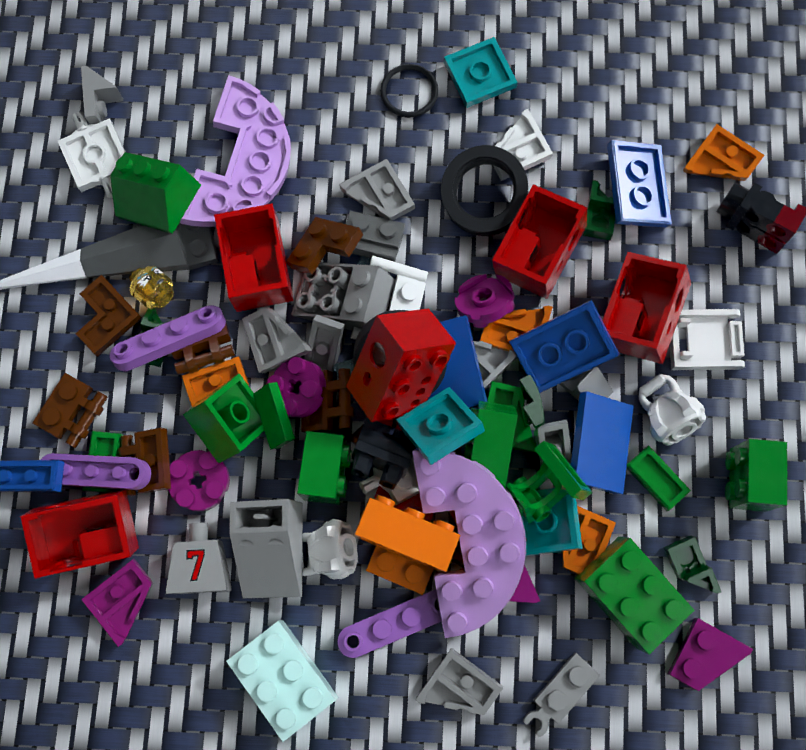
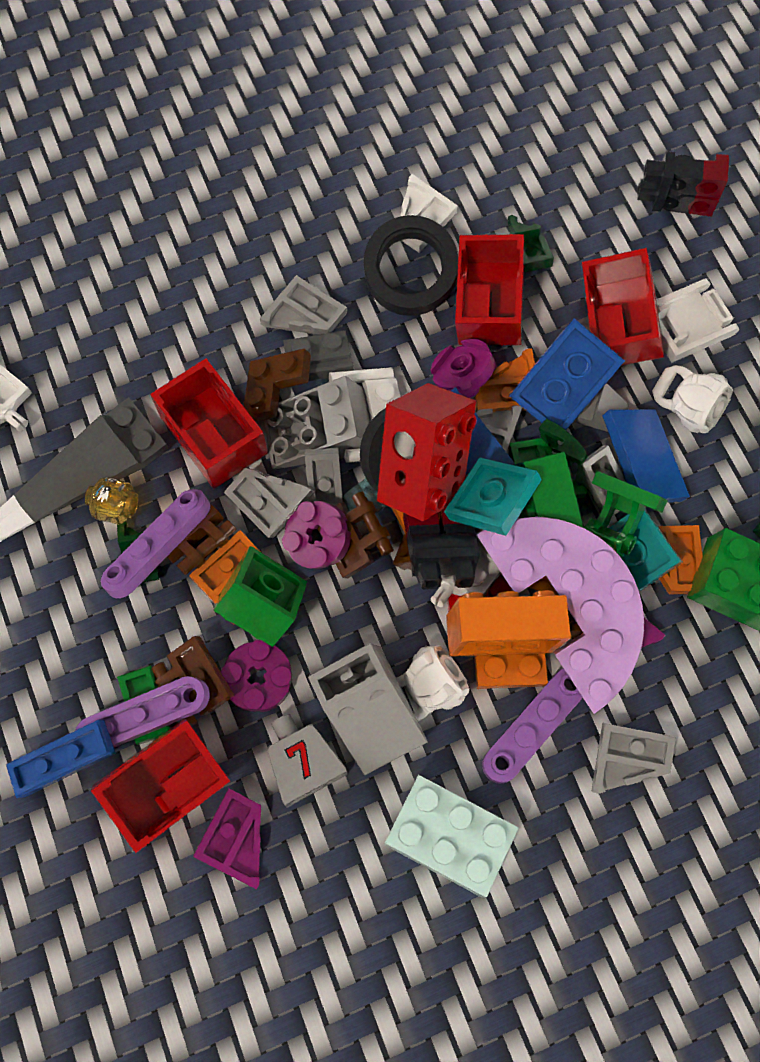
camera: 30 degrees left, 5 degrees down
(64, 405) = (72, 665): reddish brown plate -> none
(112, 319) = (83, 550): reddish brown plate -> none
(151, 191) = (67, 401): green slope -> none
(258, 158) = (163, 327): lavender plate -> none
(274, 415) = (307, 572): green tile -> none
(324, 467) = (387, 599): green brick -> none
(409, 67) = (312, 202): black tyre -> none
(480, 72) = (347, 159): teal plate -> none
(562, 692) = (731, 716): light grey plate -> none
(638, 184) = (553, 202): tile -> none
(657, 478) = (713, 468): green tile -> none
(724, 157) = (619, 146): orange wing -> none

